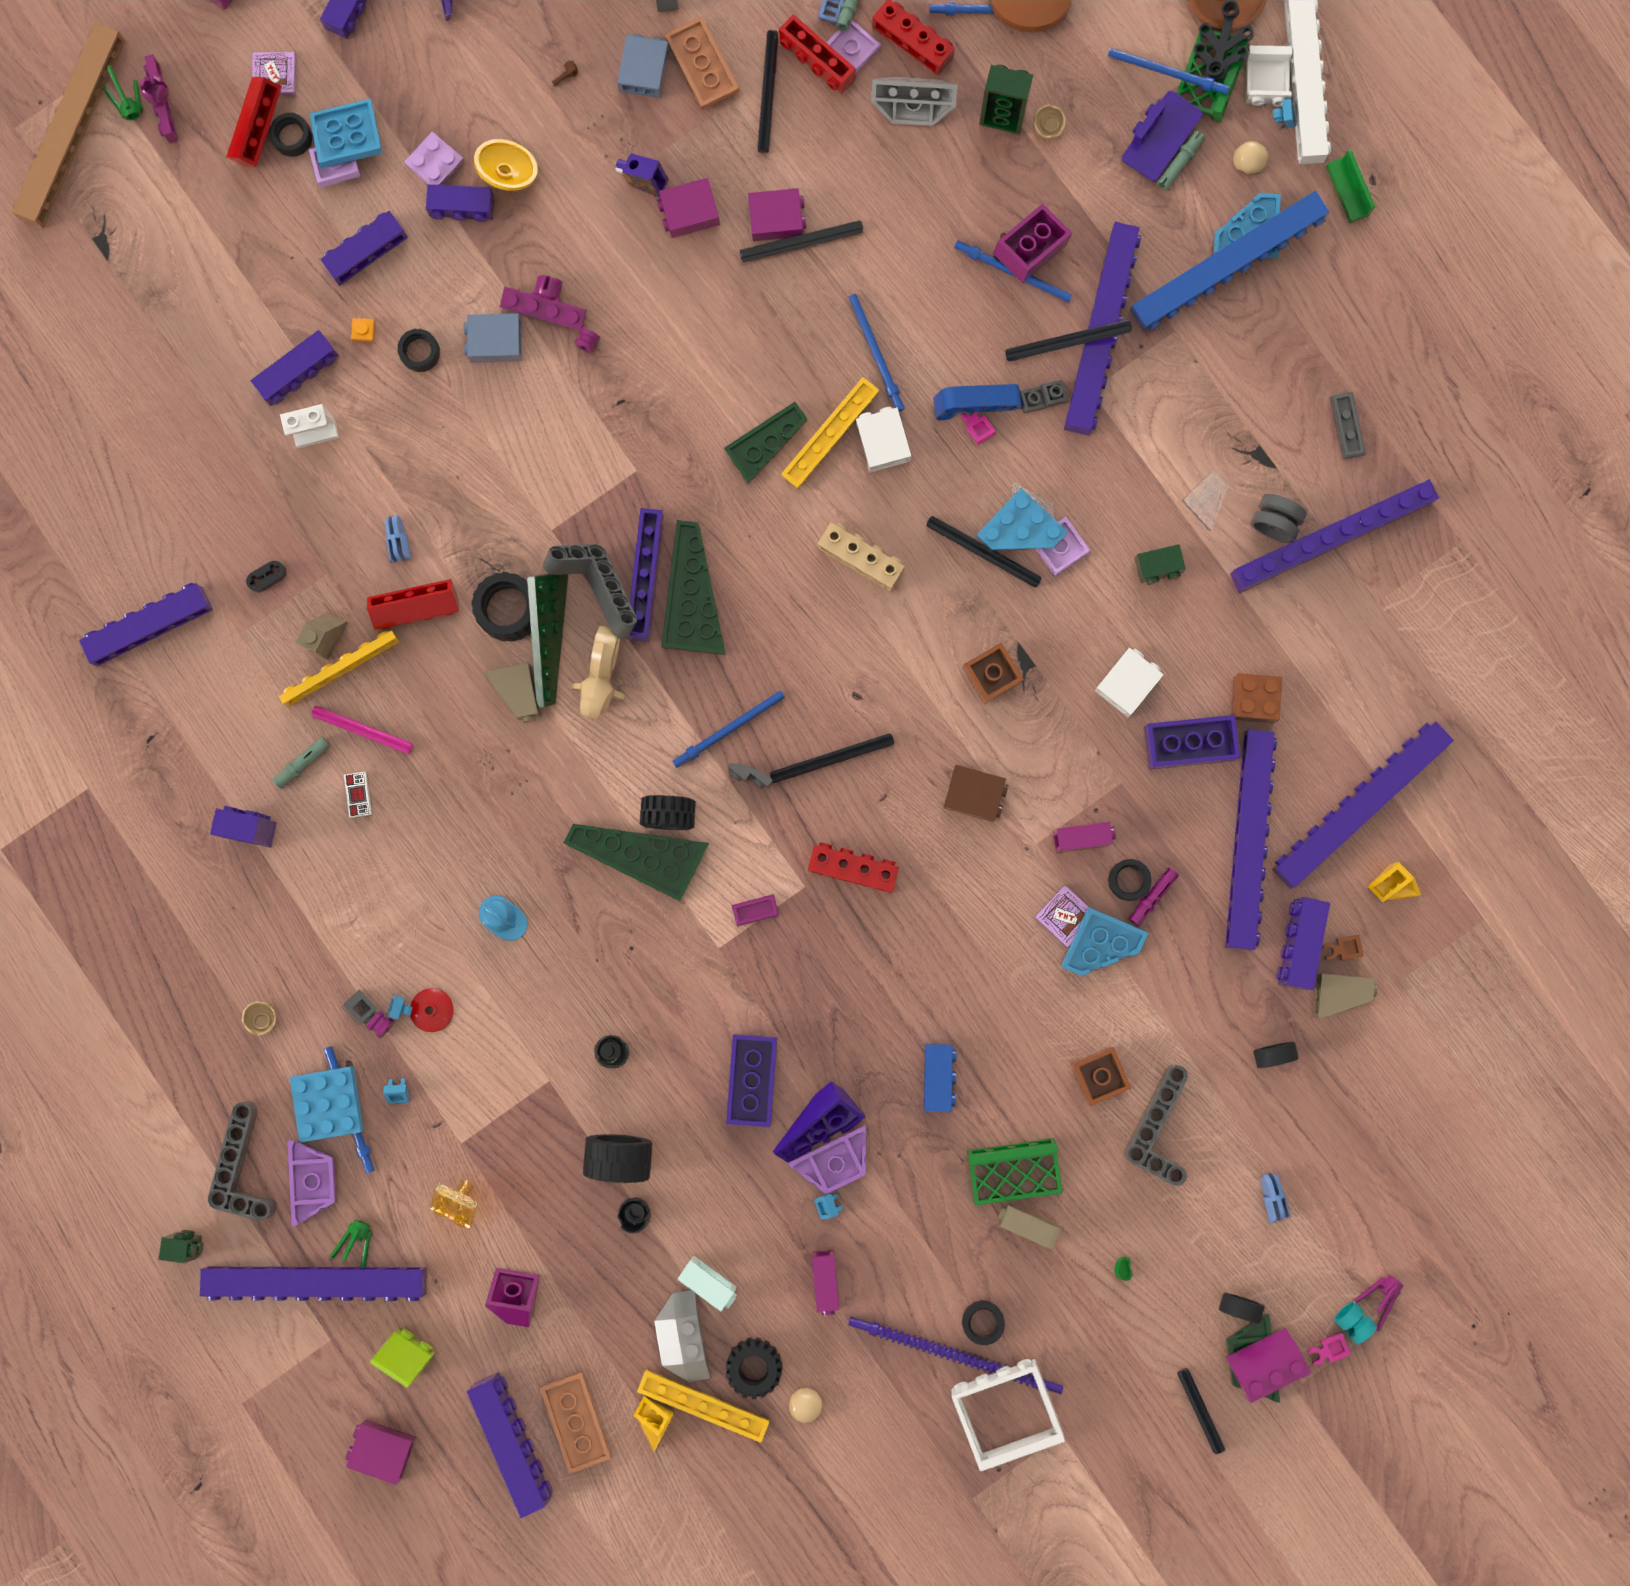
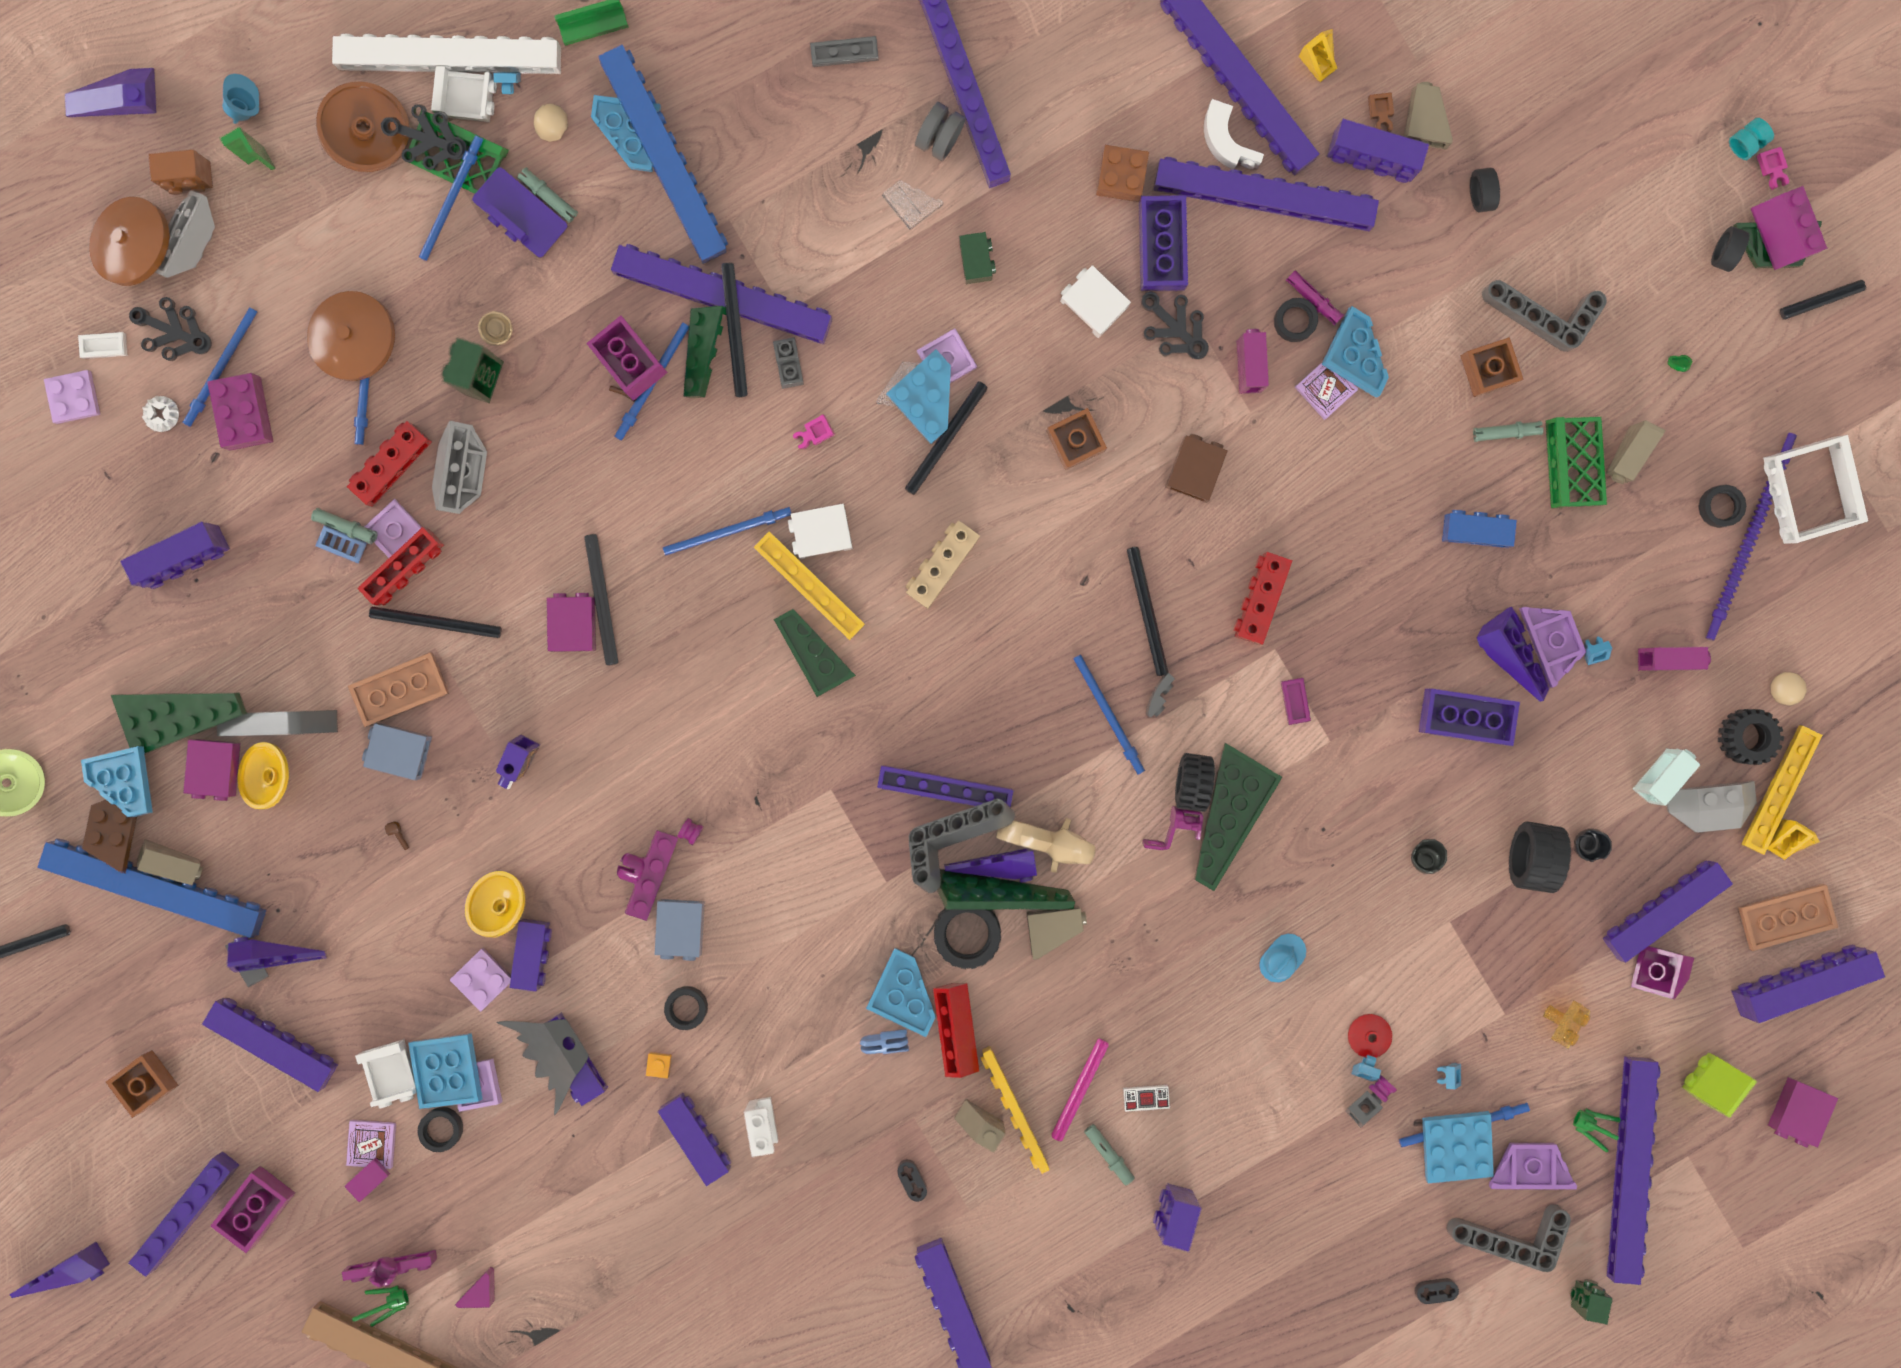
camera: 90 degrees left, 5 degrees up
(139, 184) = (481, 1293): none -> magenta slope
(189, 1093) = (1436, 1296): none -> black beam
(239, 70) = (367, 1180): none -> magenta slope
(254, 121) = (425, 1167): red brick -> none
(259, 1018) = (1368, 1210): tan hair -> none
(341, 83) = (388, 1073): none -> white panel
(361, 231) = (553, 1059): none -> dark grey piece
(443, 553) = (903, 995): none -> dark azure plate
(573, 1297) = (1667, 910): none -> dark purple brick
(574, 639) = (1009, 865): none -> dark purple wedge
(628, 802) = (1178, 821): none -> magenta piece
(688, 208) = (556, 715): magenta brick -> none
(691, 610) = (981, 743): dark green wing -> none
(976, 399) = (788, 431): blue beam -> none
(1039, 1100) = (1508, 431): none -> sand green pin
(1047, 312) = (702, 337): none -> dark green wing
(1111, 766) = (1177, 328): none -> black plant
(1274, 1198) = (1623, 206): medium blue arm -> none
(1314, 786) = (1221, 143): none -> white arch
(1391, 1289) = (1718, 101): magenta plant -> none

